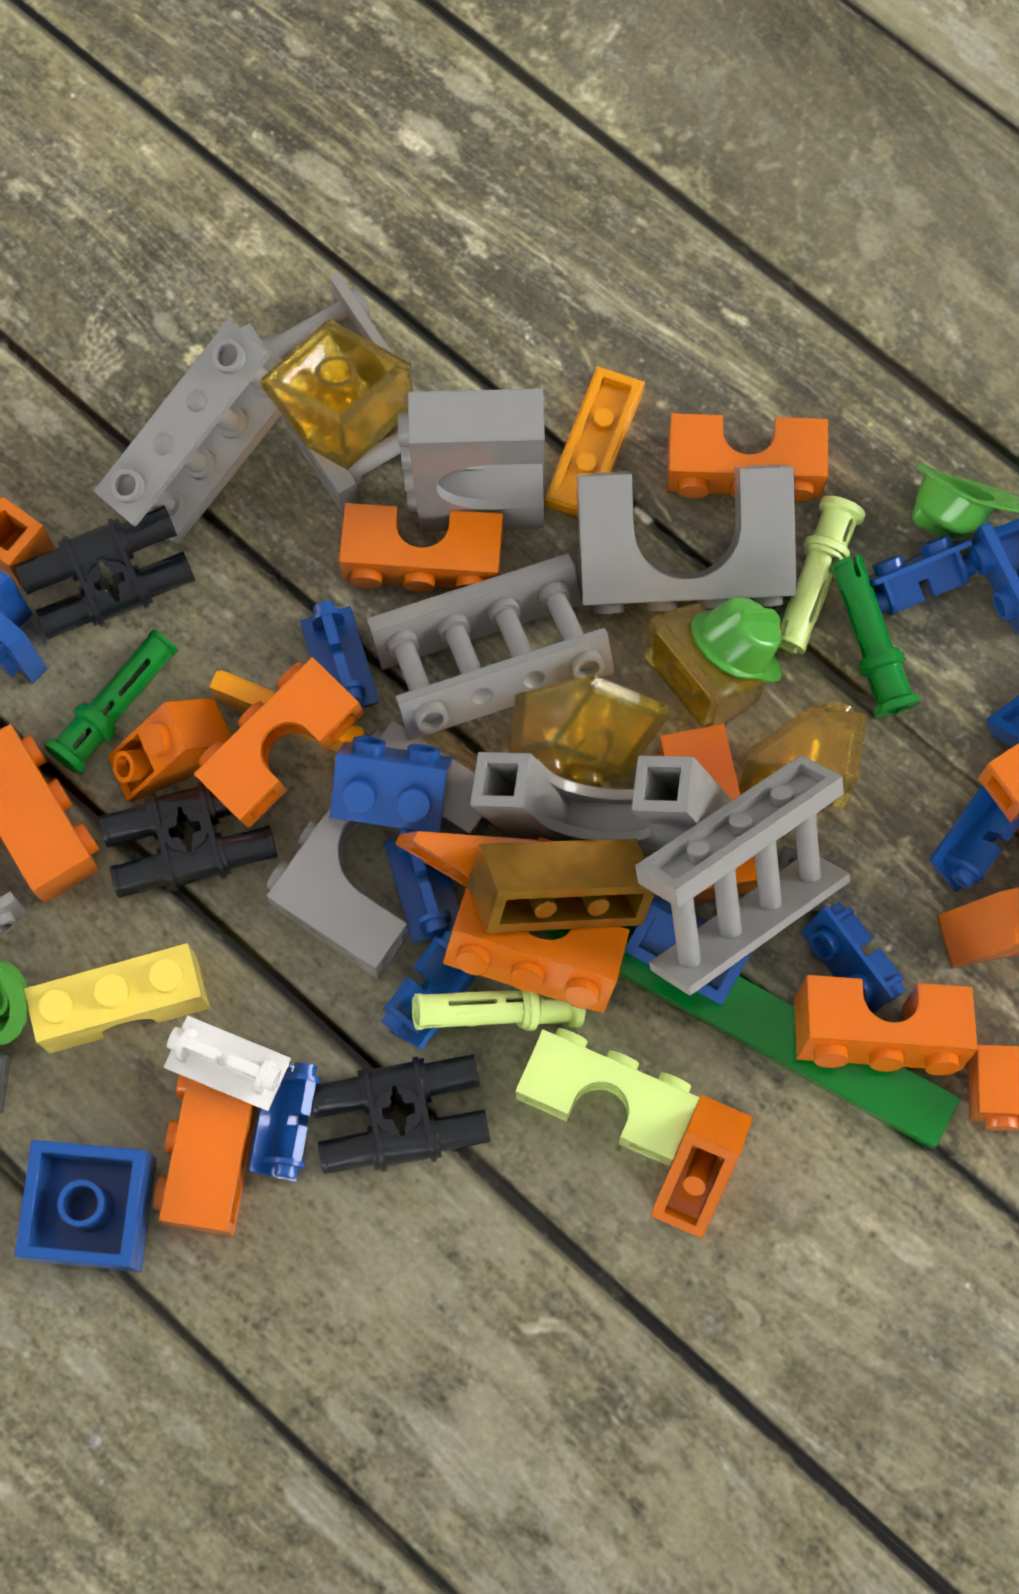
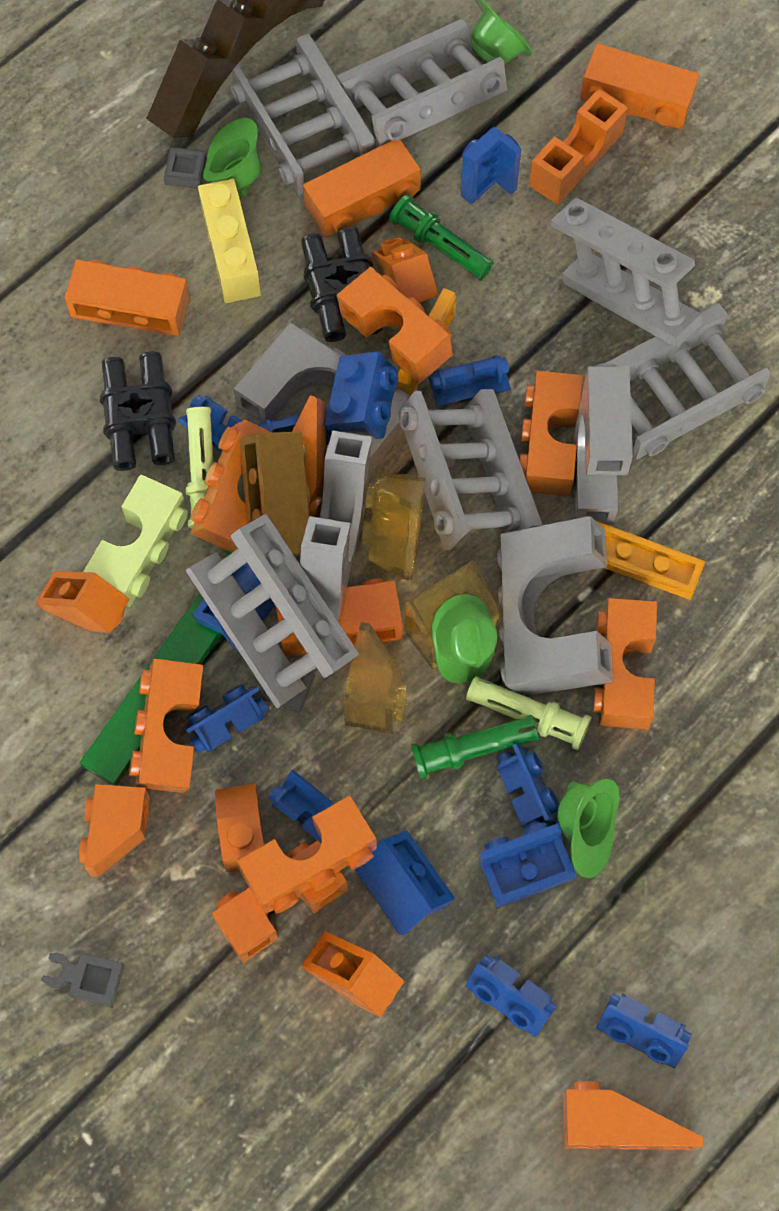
camera: 90 degrees right, 5 degrees down
(86, 1206) = (90, 220): blue brick -> none
(97, 598) = (529, 227): black pin -> none
(226, 1062) = (173, 293): white hinge -> none
(282, 1130) = (134, 337): blue hinge -> none
(340, 392) = (665, 362): clear yellow slope -> none

